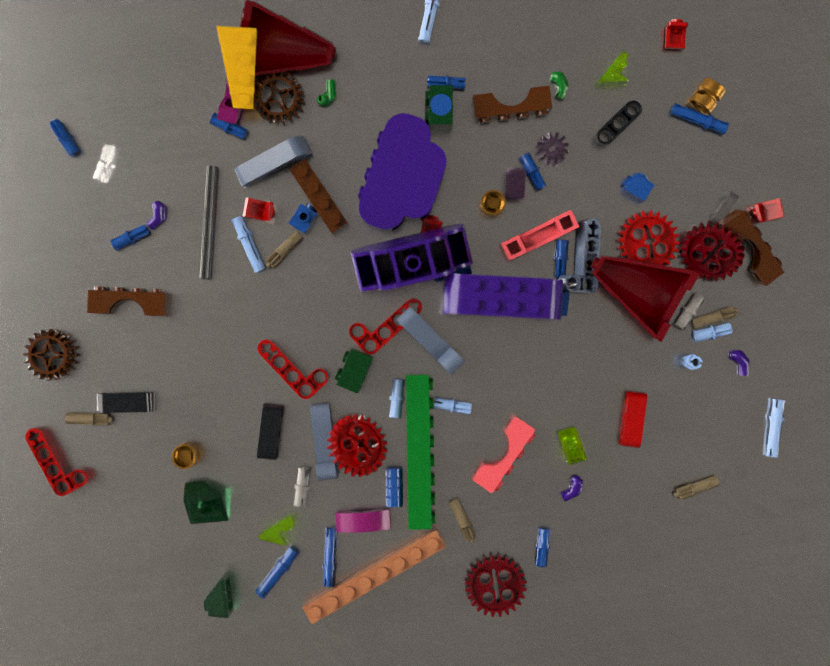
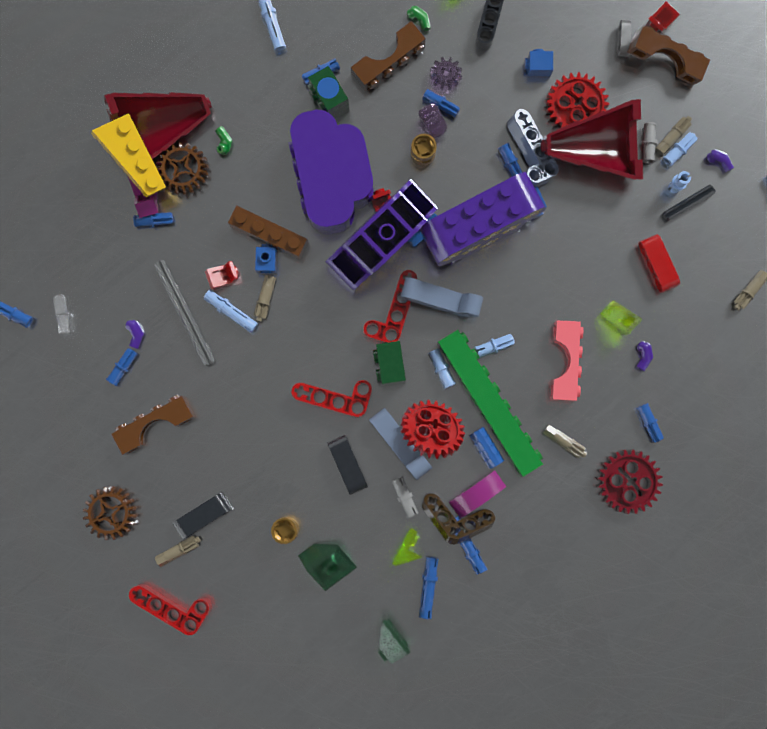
camera: 30 degrees left, 5 degrees down
(273, 159) = (208, 225): beam -> none
(327, 535) = (452, 524): none -> dark brown beam
(373, 575) = (516, 537): nougat brick -> none
(539, 235) = (481, 153): coral arch -> none
(691, 382) = (688, 202): none -> black axle
(726, 261) = (655, 79): dark red gear -> none

